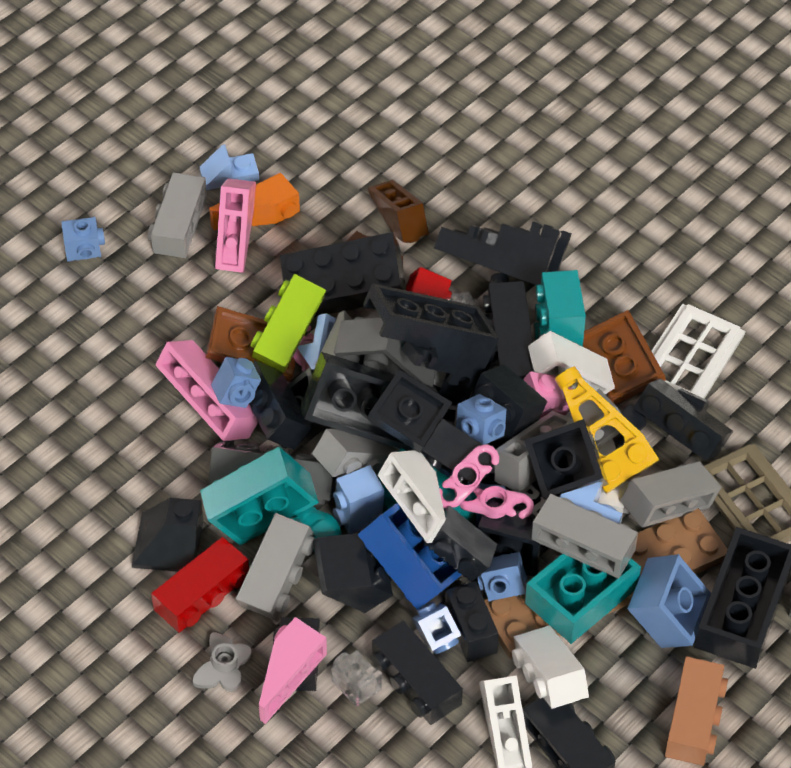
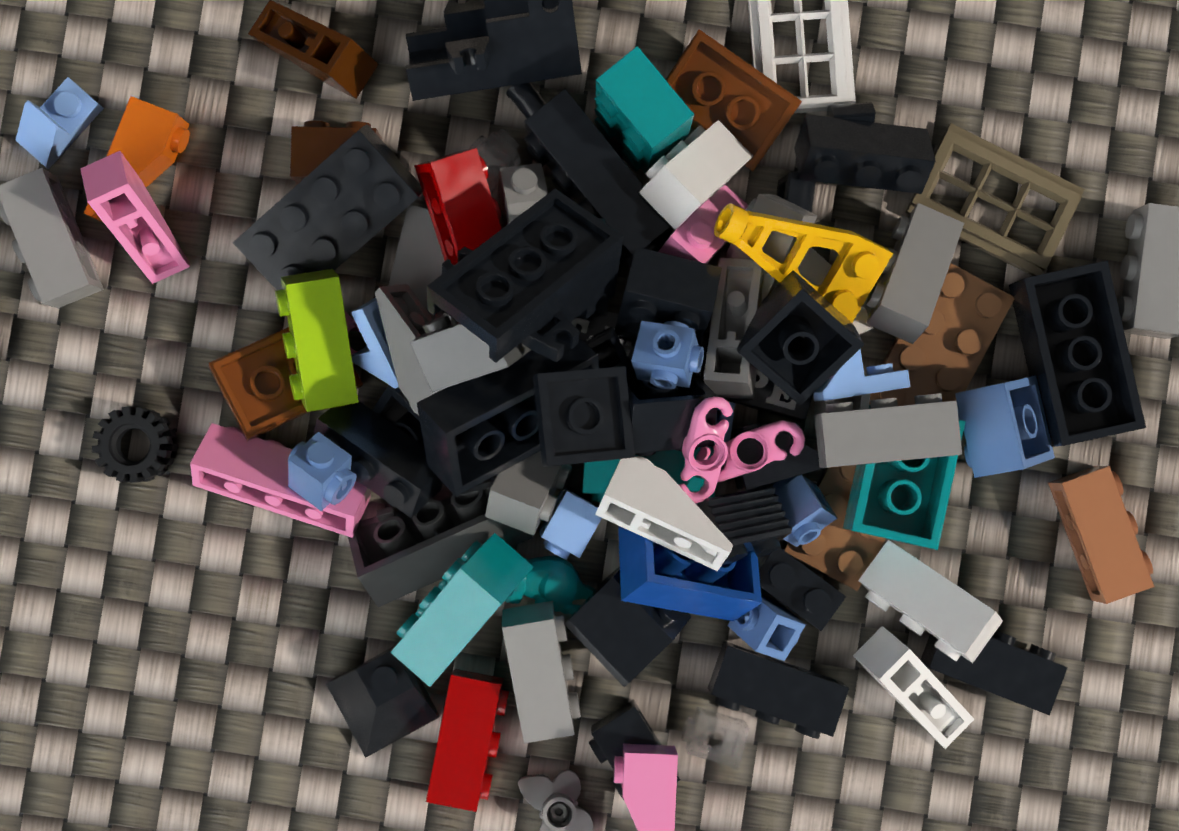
camera: 35 degrees left, 35 degrees up
(134, 320) = (110, 444): none -> black tyre

